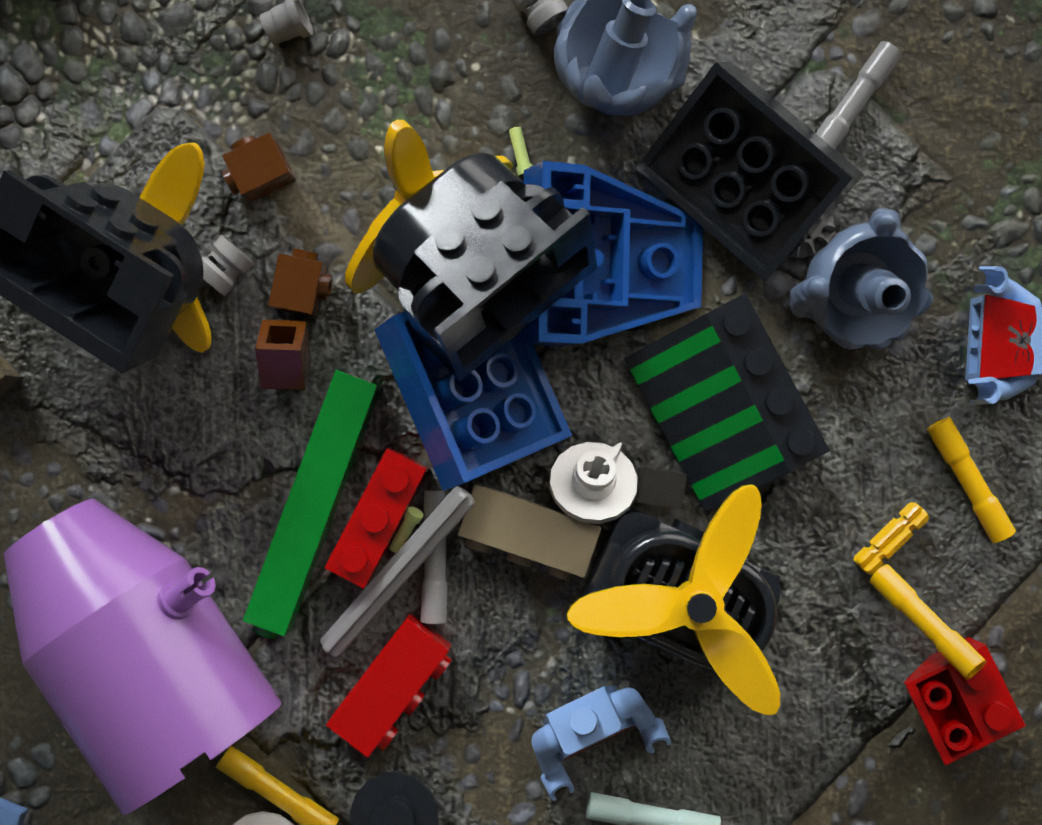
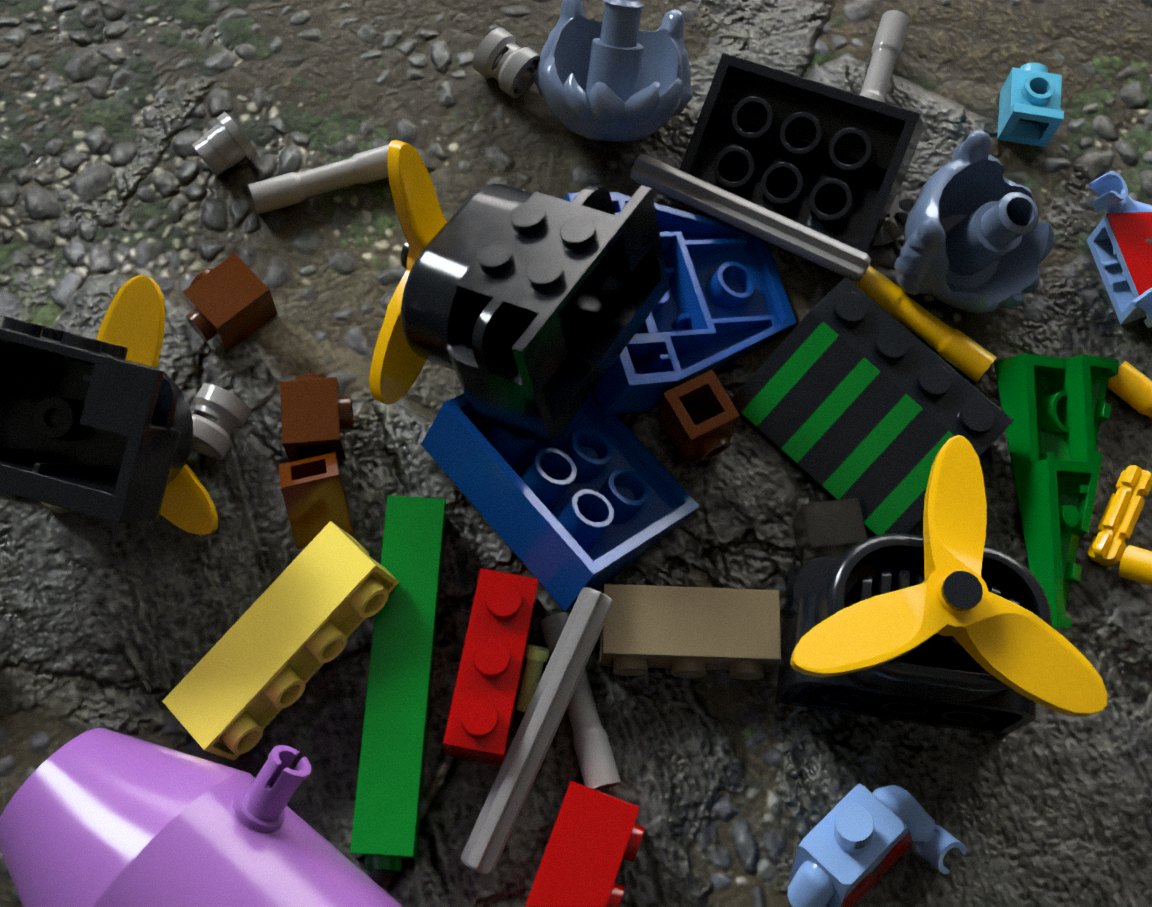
camera: 25 degrees left, 20 degrees down
(232, 459) = (280, 643): none -> light yellow brick
(335, 74) = (296, 187): none -> light grey piece
(590, 373) = (698, 418): none -> reddish brown brick
(593, 482) = (748, 545): white piece -> none
(690, 211) = (751, 218): none -> light grey axle
(815, 359) = (948, 342): none -> yellow piece
(865, 457) = (1054, 459): none -> green wedge
(960, 174) = (1032, 96): none -> medium azure brick

